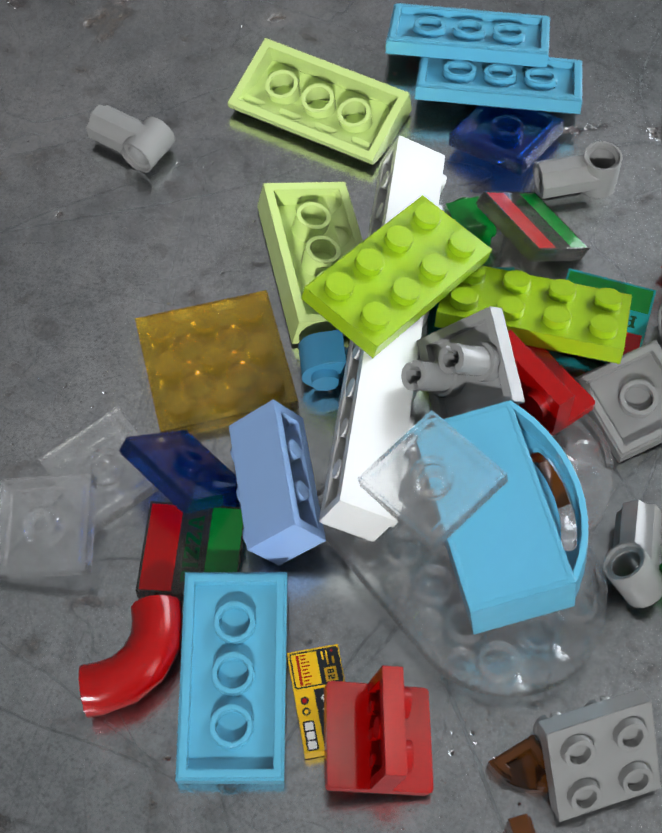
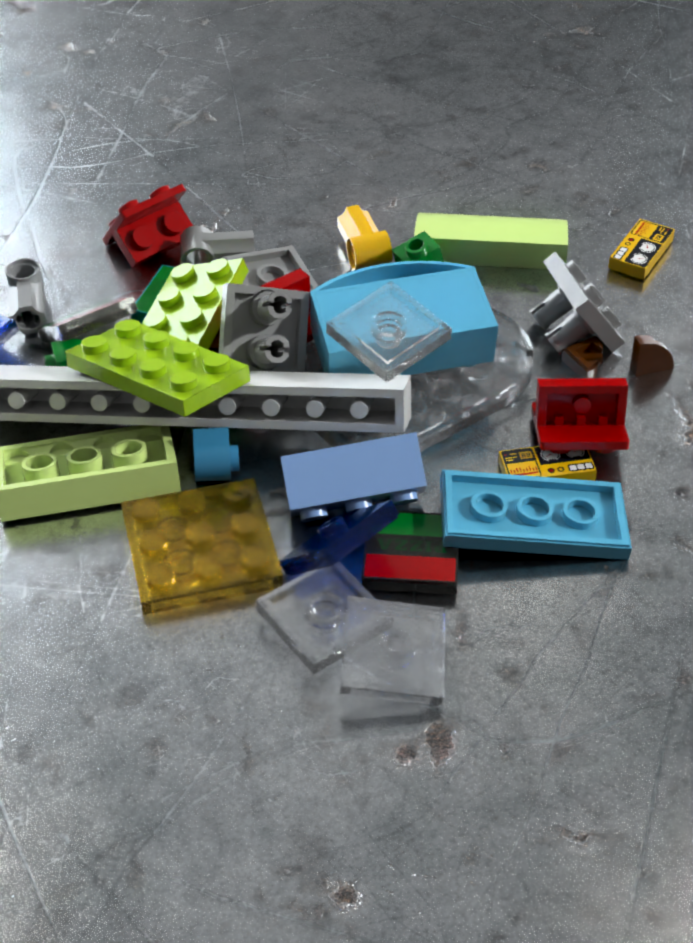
camera: 90 degrees left, 15 degrees down
(139, 663) = (530, 570): red cylinder -> none

